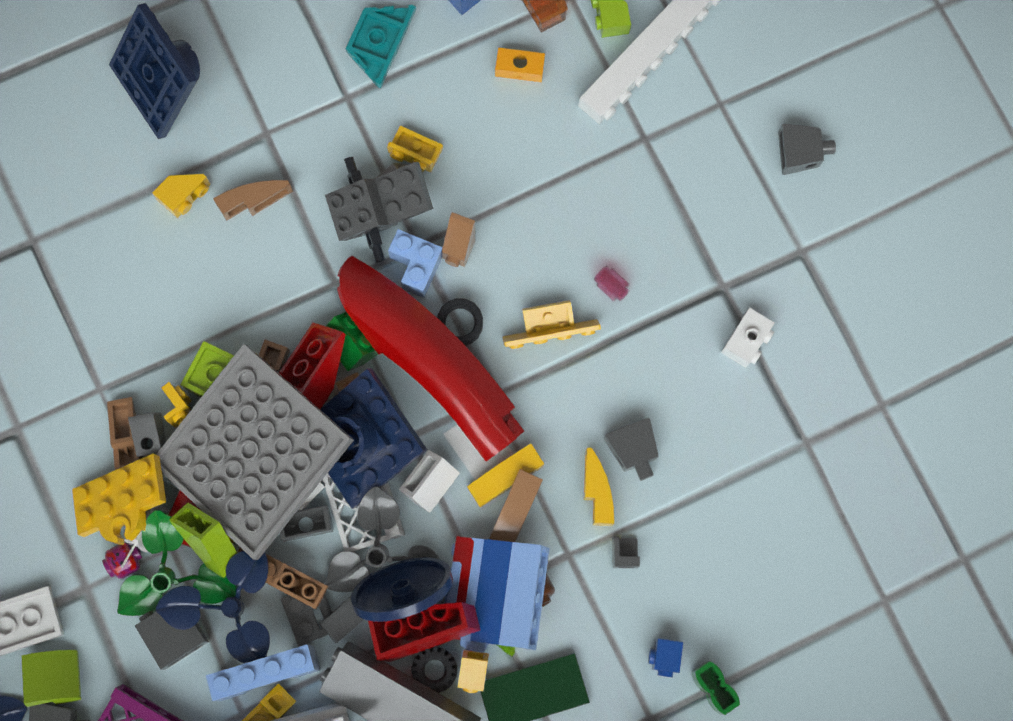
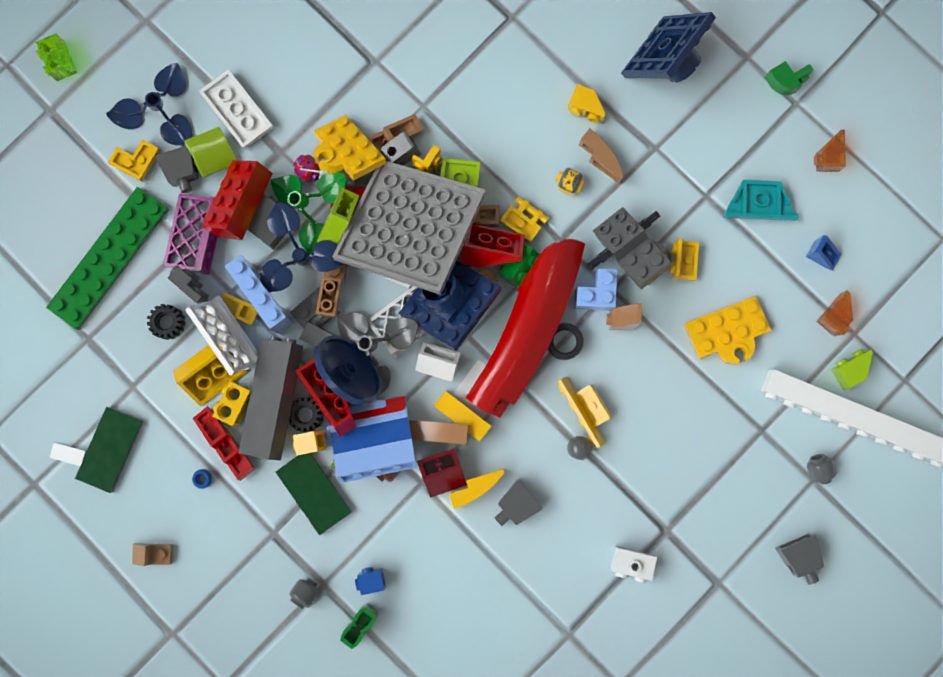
camera: 80 degrees right, 5 degrees up
(129, 660) = (237, 199): none -> red brick
(268, 246) = (570, 181): none -> head
(296, 323) = (519, 223): none -> yellow plate
(321, 524) = (382, 296): dark grey piece -> none
(516, 132) = (728, 330): none -> yellow plate
(531, 72) = (781, 325): light orange piece -> none
(565, 523) = (442, 472): none -> dark red slope
(592, 350) = (579, 448): none -> dark grey piece
(612, 284) = (636, 445): clear pink brick -> none
(625, 552) = (436, 524): dark grey panel -> none
(711, 90) = (821, 469): none -> dark grey head

